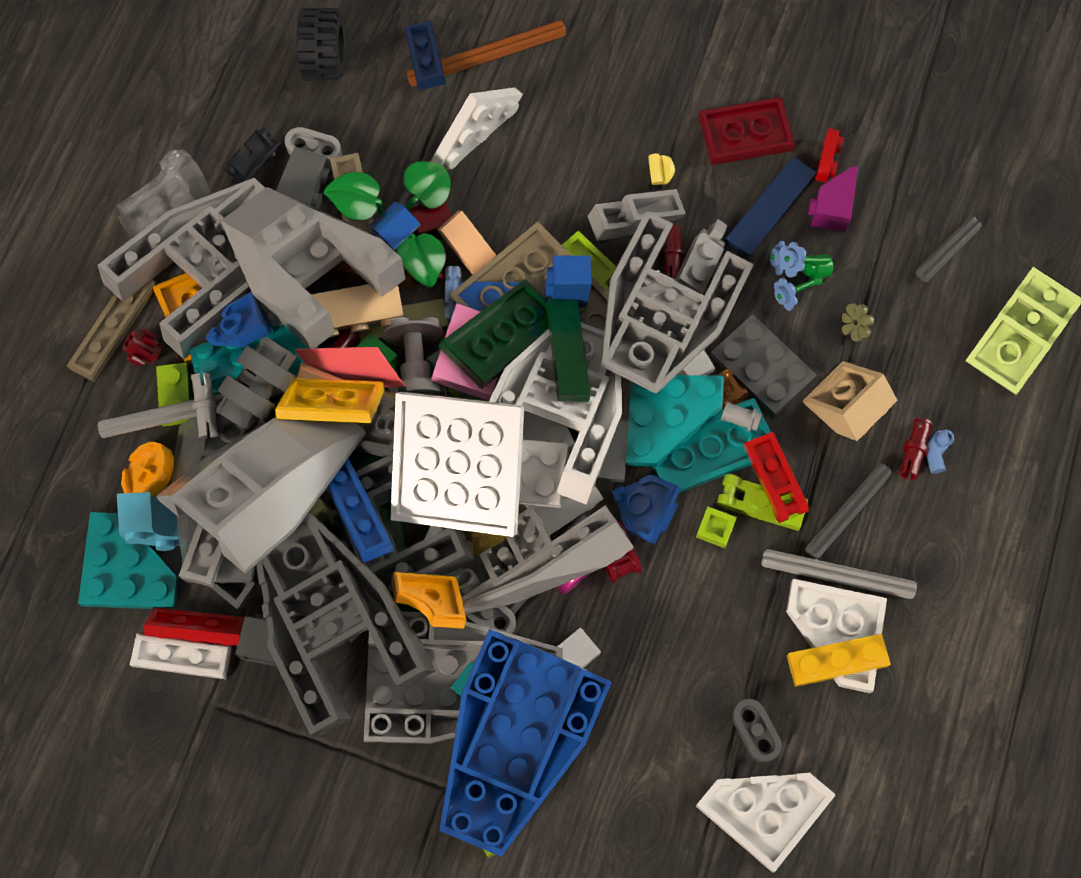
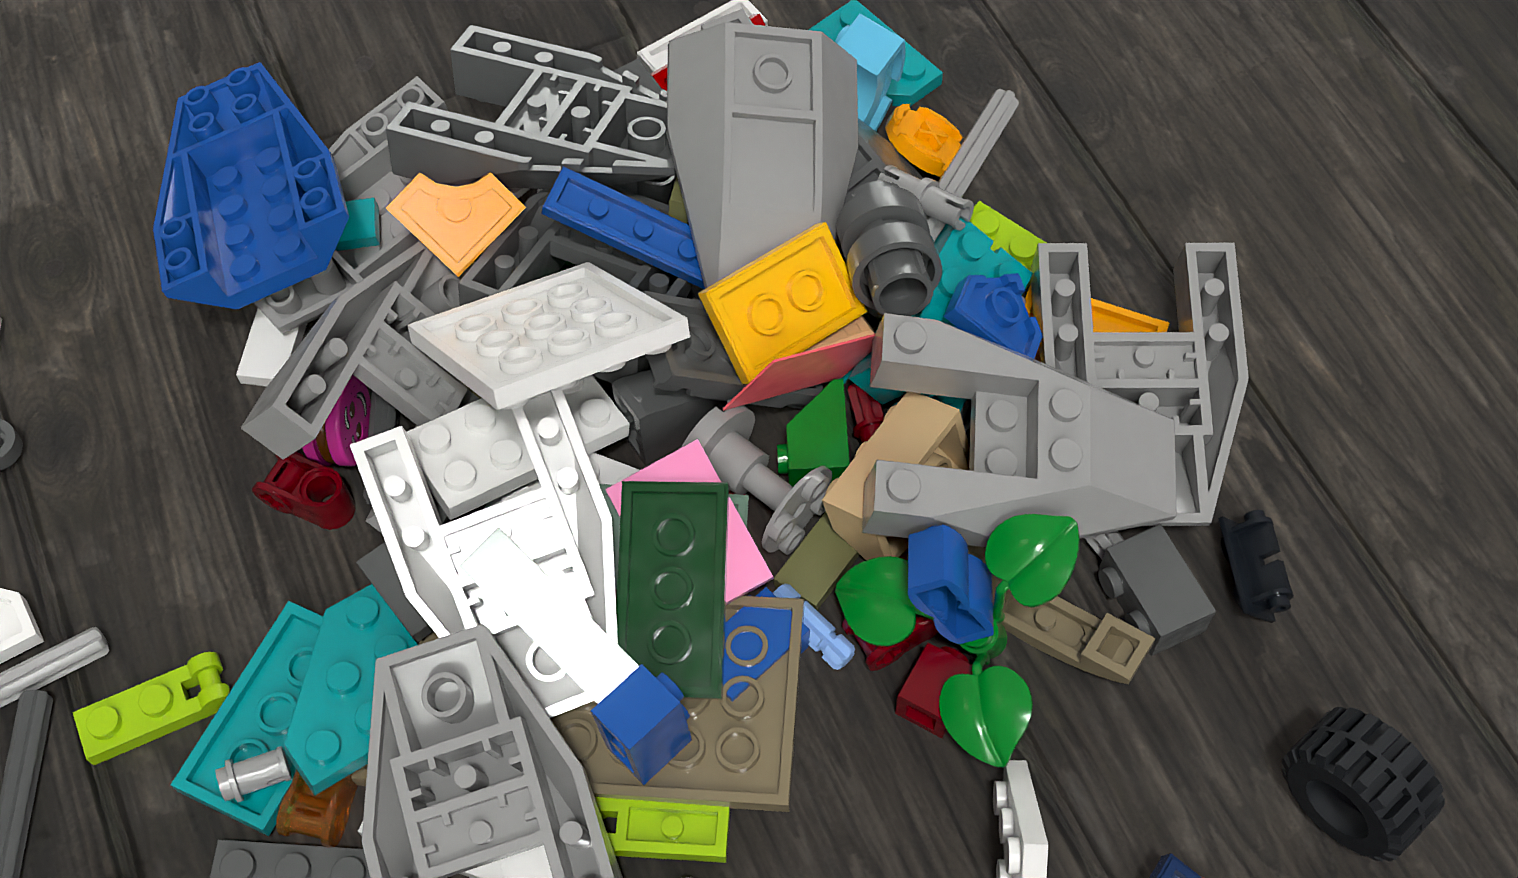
camera: 140 degrees right, 10 degrees down
(108, 332) = (1149, 238): dark tan tile -> none
(142, 347) = (1100, 241): dark red gear -> none
(175, 186) = (1278, 390): clear slope -> none
(314, 142) = (1200, 655): light grey plate -> none
(466, 242) = (857, 694): light nougat tile -> none
(647, 506) = (306, 567): blue plate -> none
(716, 527) = (193, 620): lime plate -> none
(775, 476) = (146, 732): red plate -> none

